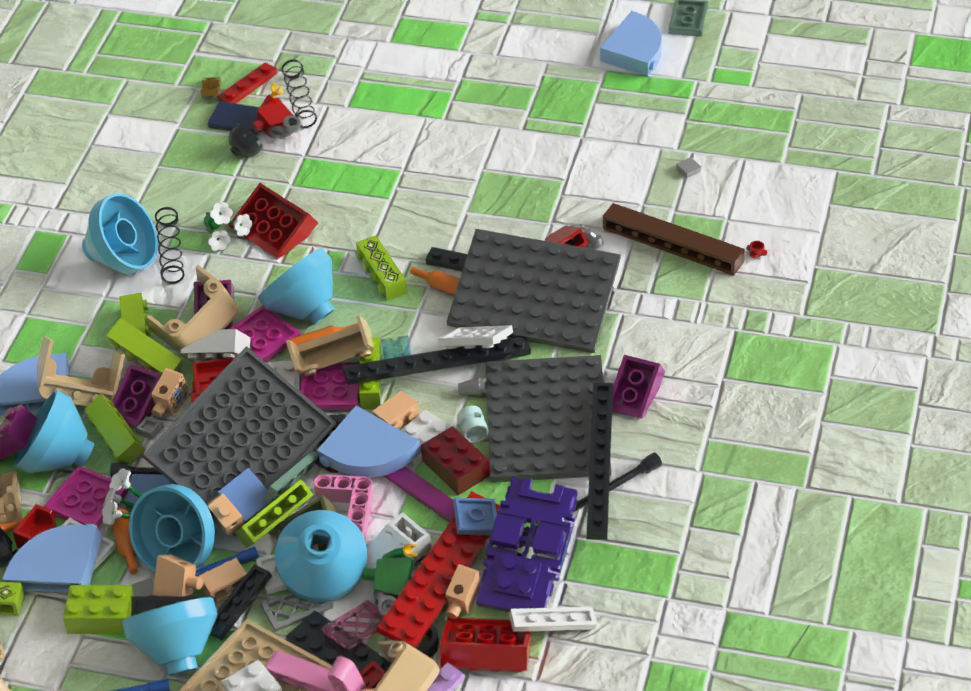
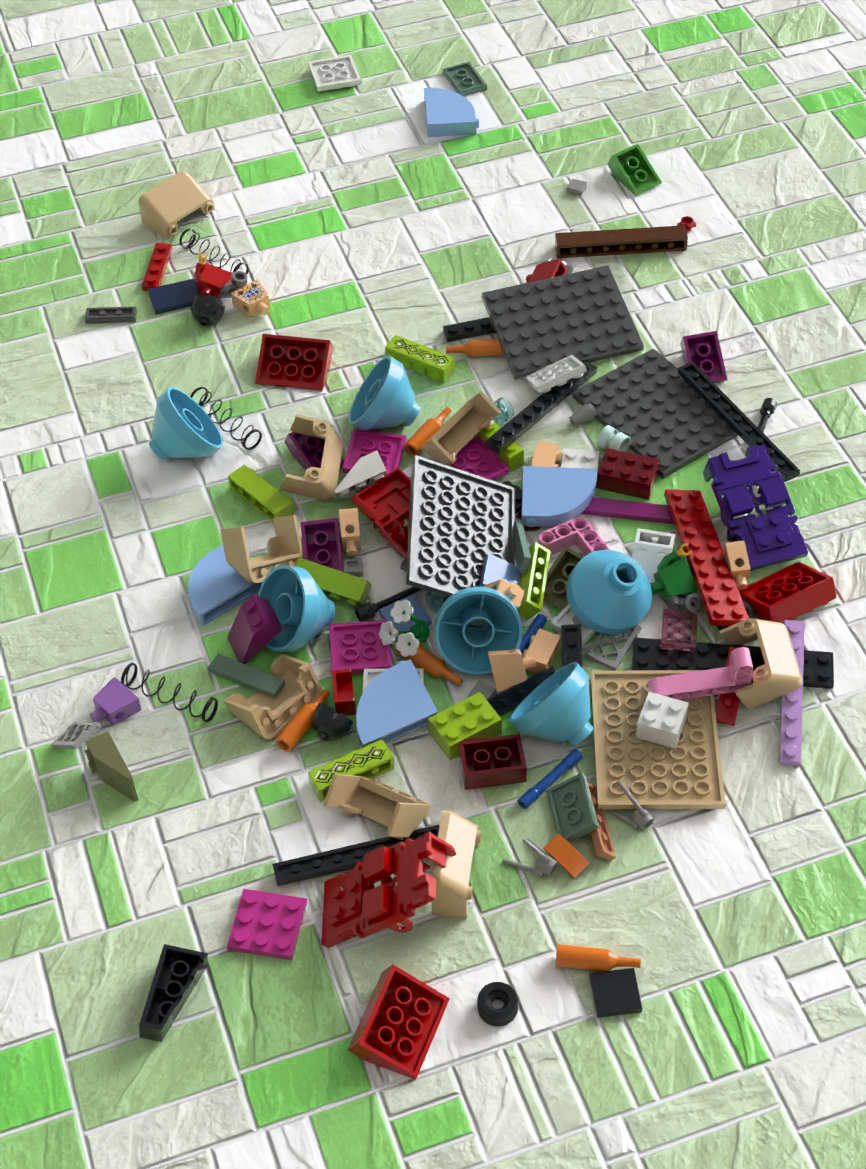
camera: 35 degrees left, 5 degrees up
(88, 651) = (492, 761): none -> dark red brick
(142, 348) = (305, 506): lime brick -> none
(171, 111) = (111, 315): none -> dark grey tile
(210, 86) = (127, 281): pearl gold slope -> none
(221, 214) = (262, 370): white plant -> none
(294, 148) = (251, 299): none -> light nougat torso
(308, 28) = (171, 202): none -> tan windscreen
(474, 515) = (692, 505): medium blue tile -> none
(552, 619) = (819, 551): white plate -> none
(756, 173) = (634, 170): none -> bright green slope

